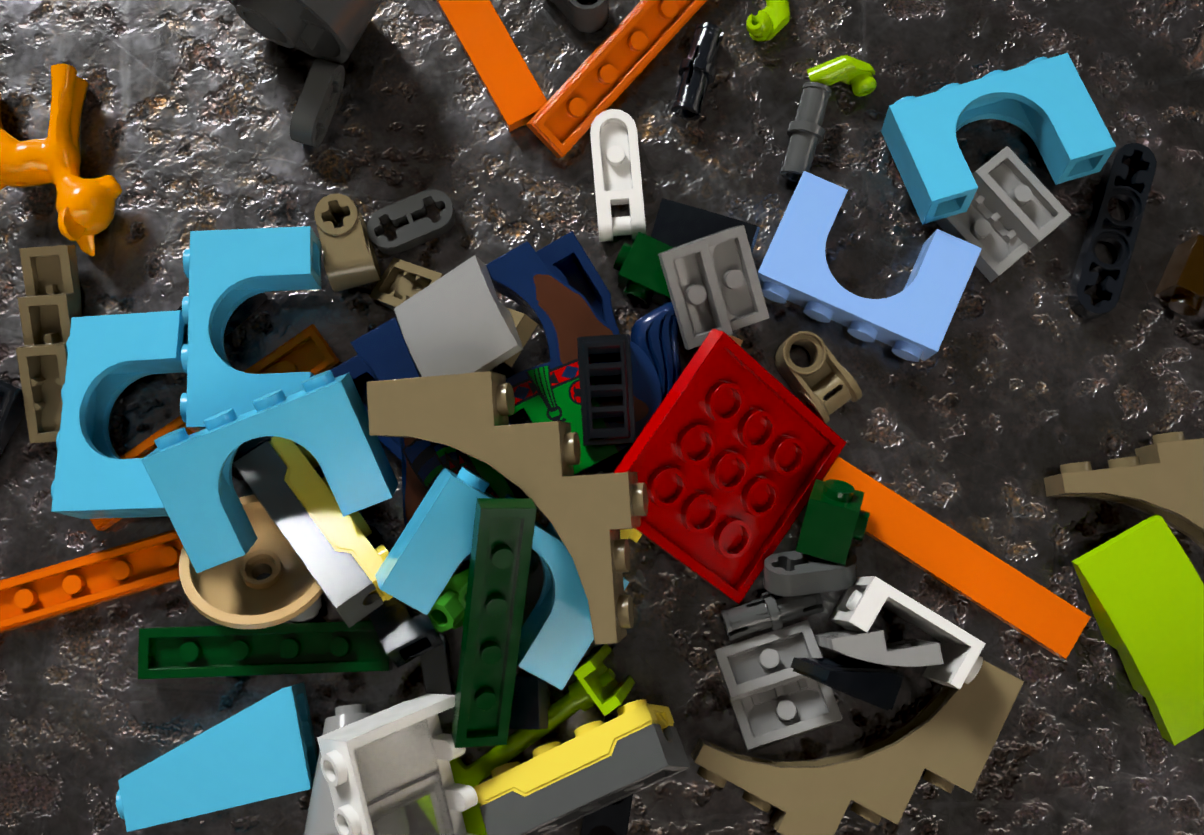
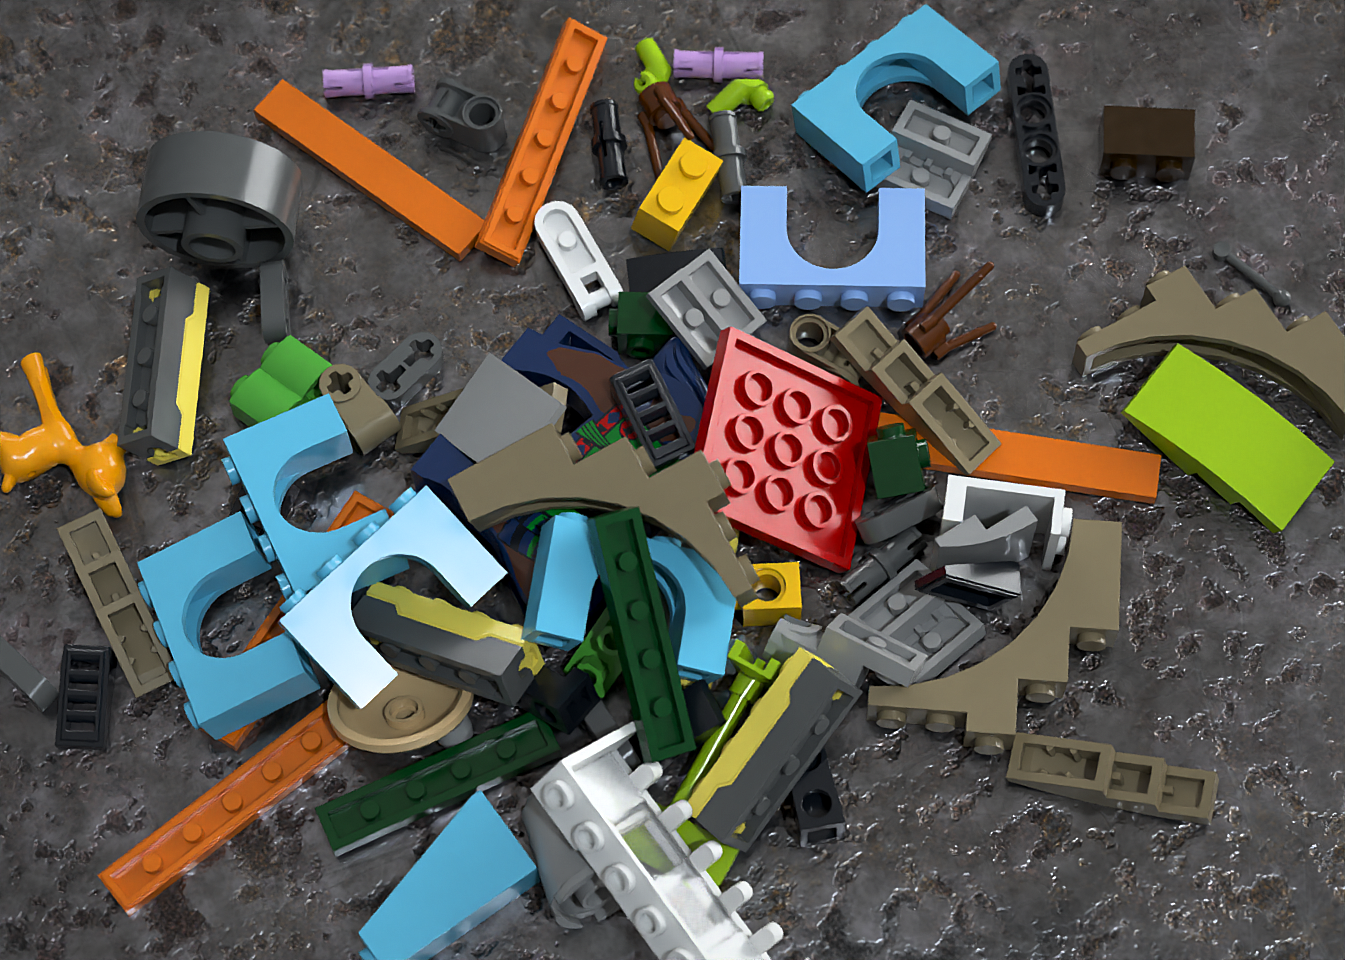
camera: 20 degrees left, 15 degrees down
(184, 126) = (163, 366): none -> dark grey piece
(284, 191) = (282, 382): none -> bright green brick
(673, 598) = (783, 579): none -> yellow brick
(697, 696) = (848, 648): none -> light grey plate
(739, 151) = (676, 194): none -> yellow brick
(765, 59) = (666, 110): none -> reddish brown plant
(836, 32) = (718, 64): none -> lavender pin
(880, 454) = (915, 391): none -> dark tan slope
(919, 393) = (928, 329): none -> reddish brown plant

